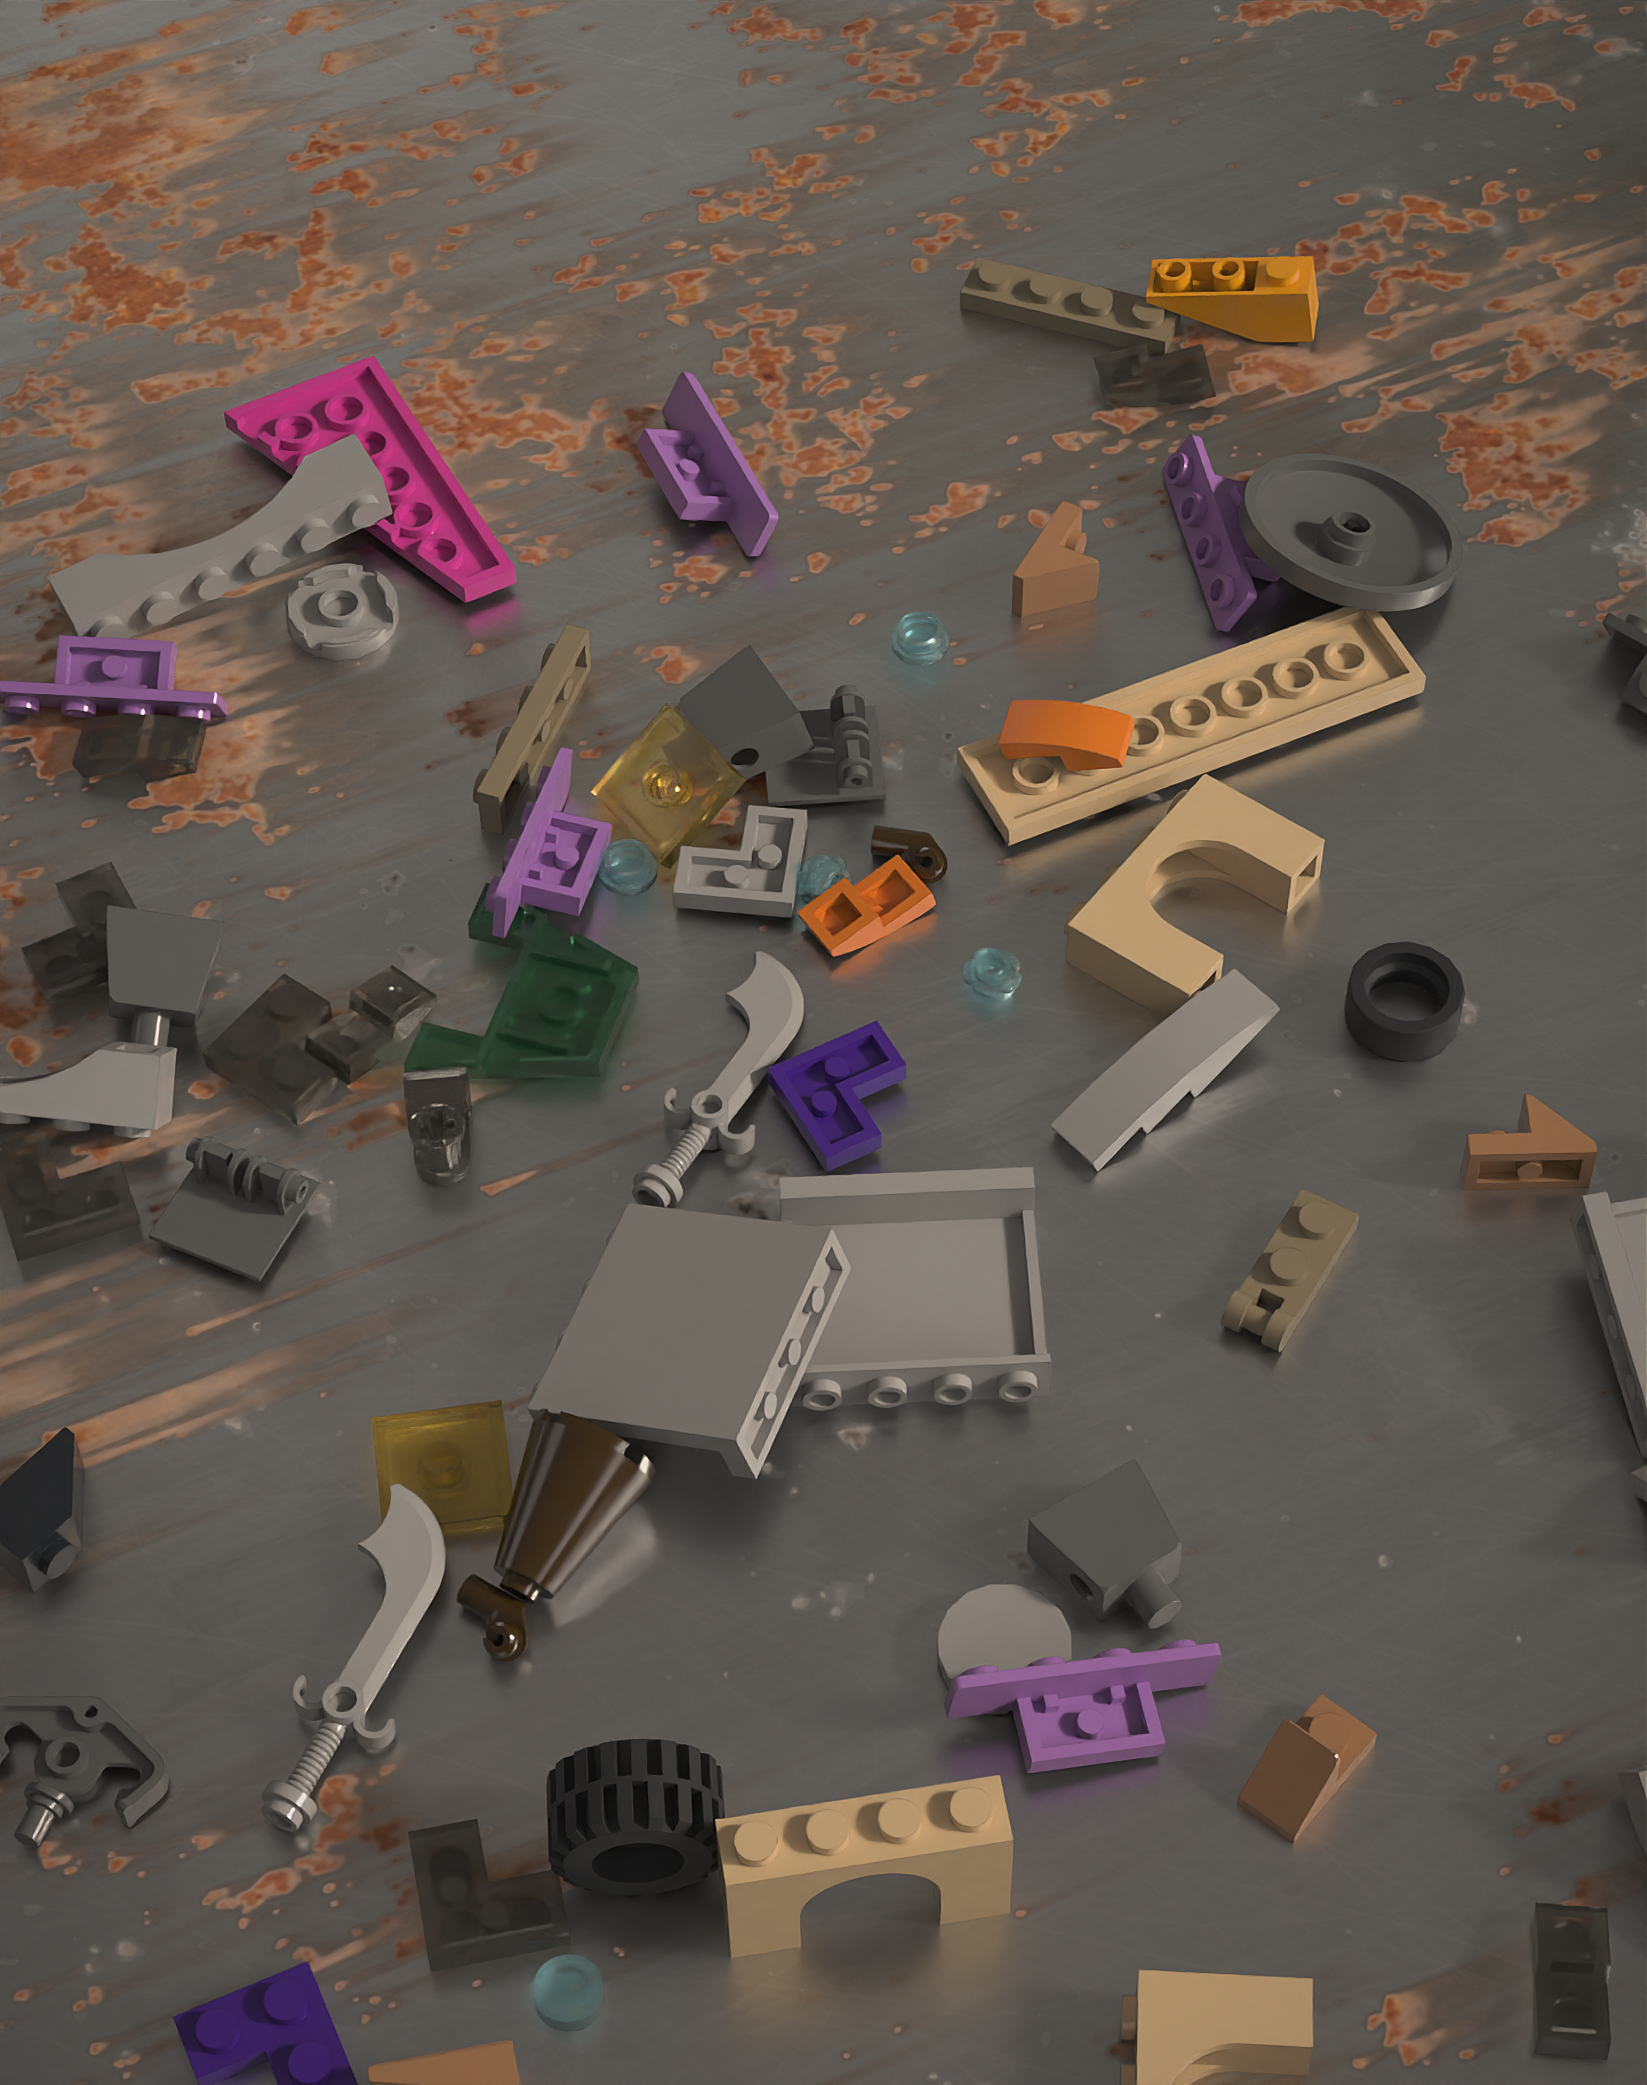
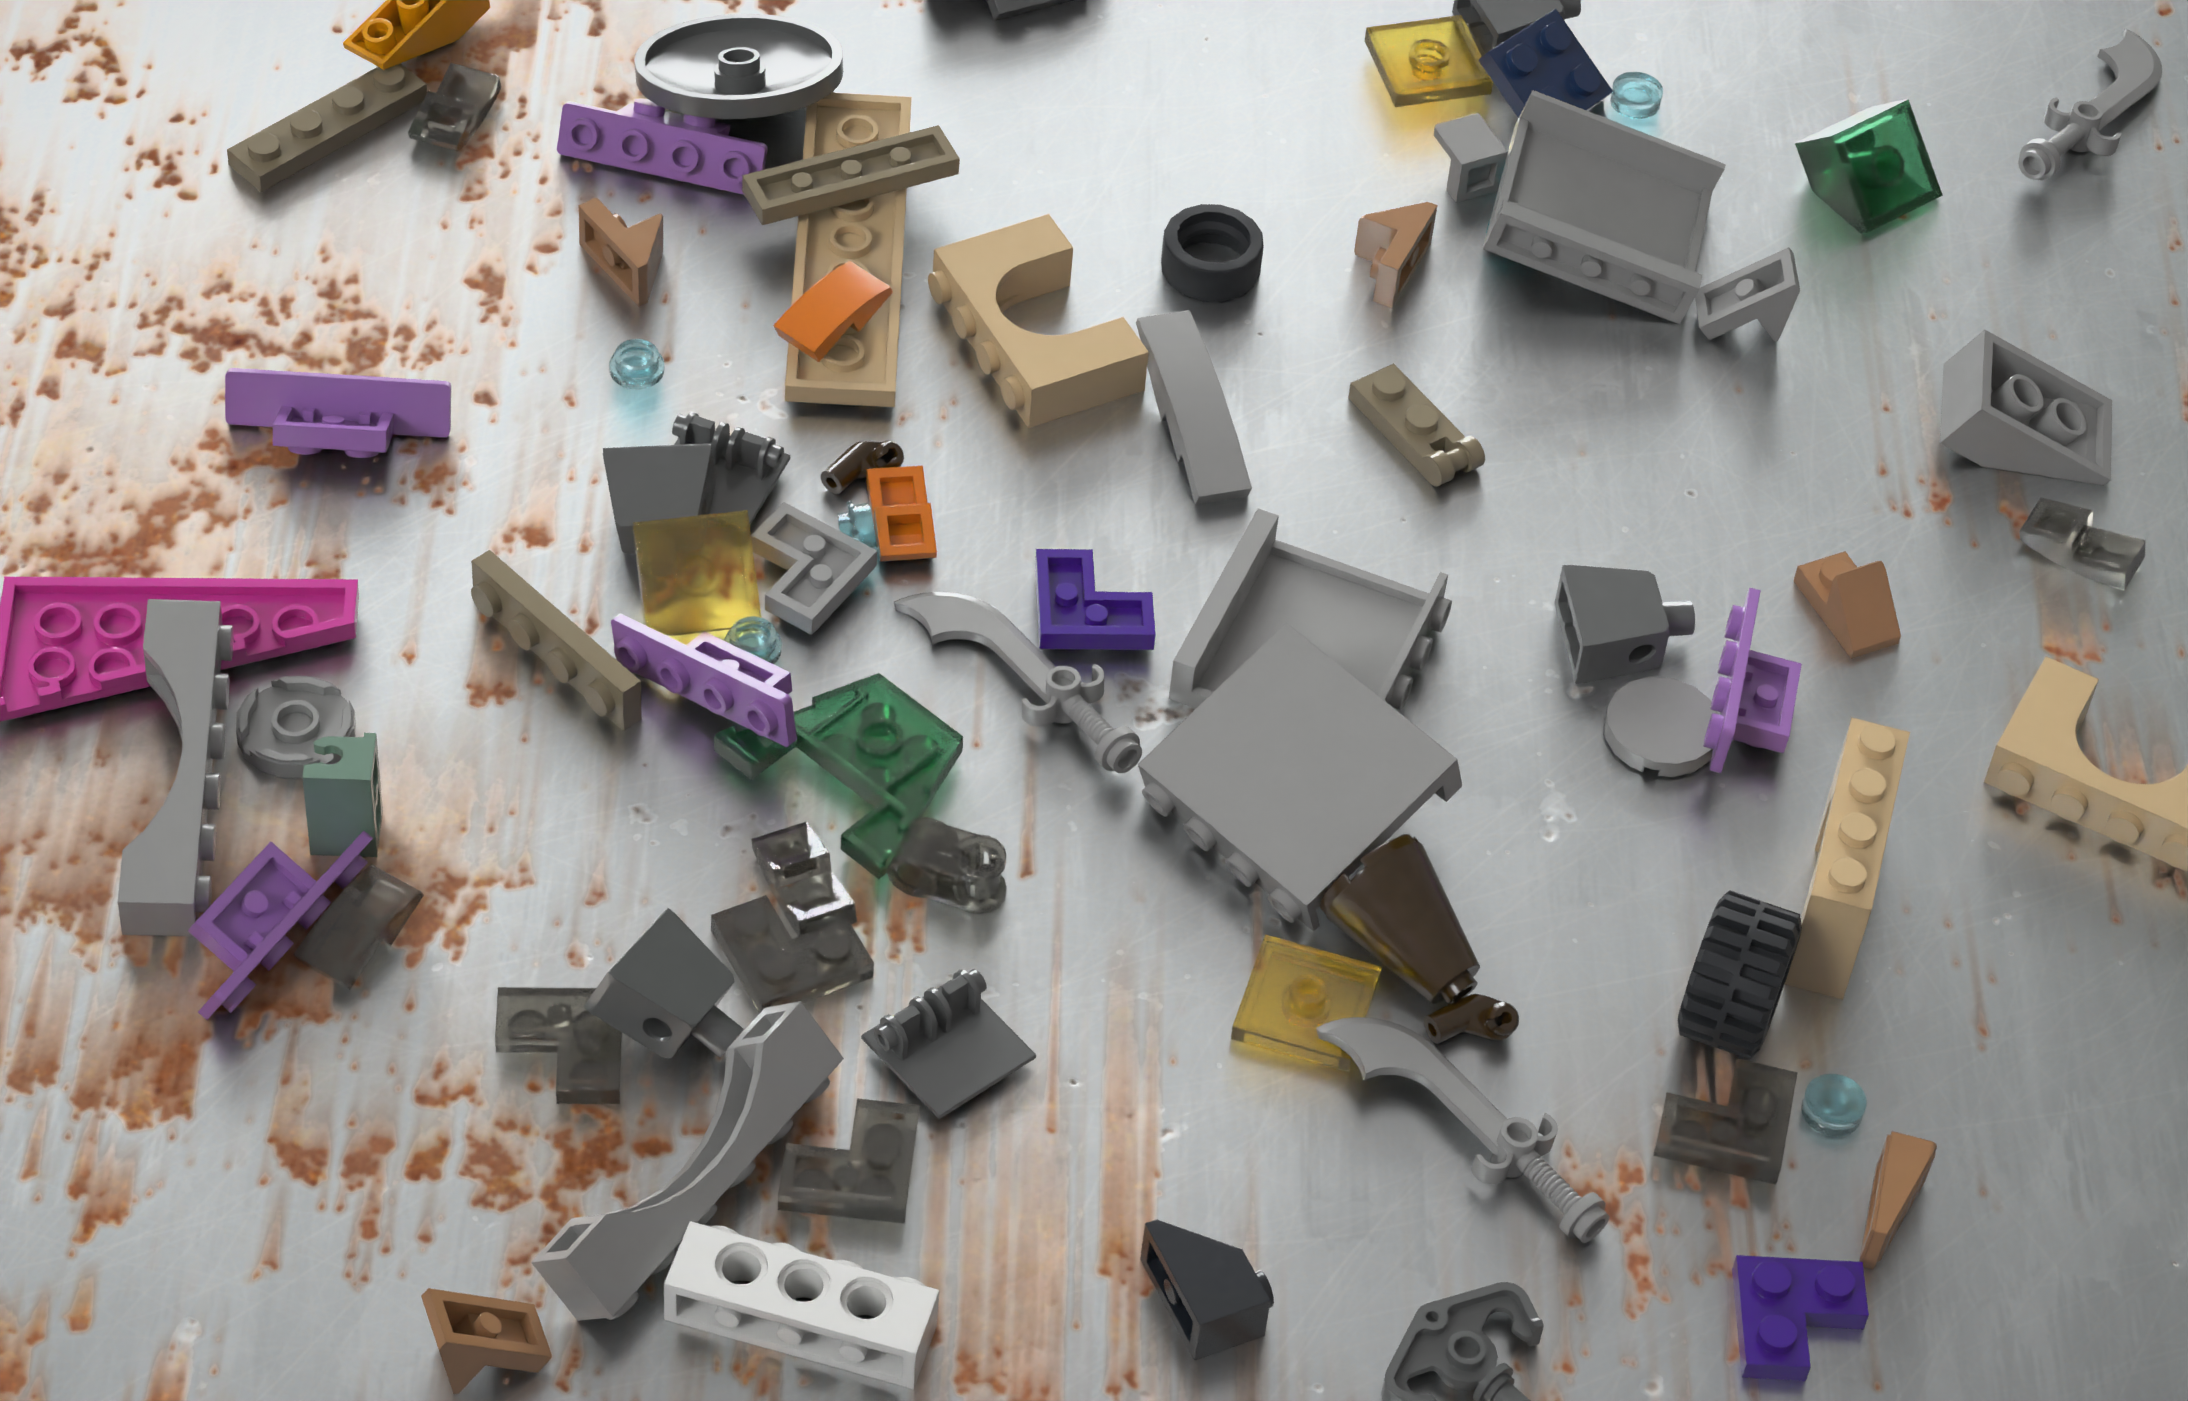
camera: 70 degrees left, 5 degrees down
(246, 665) = (344, 795): none -> sand green hinge
(992, 986) = (1023, 470): clear light blue plate -> none
(1259, 671) = (850, 175): none -> dark tan plate

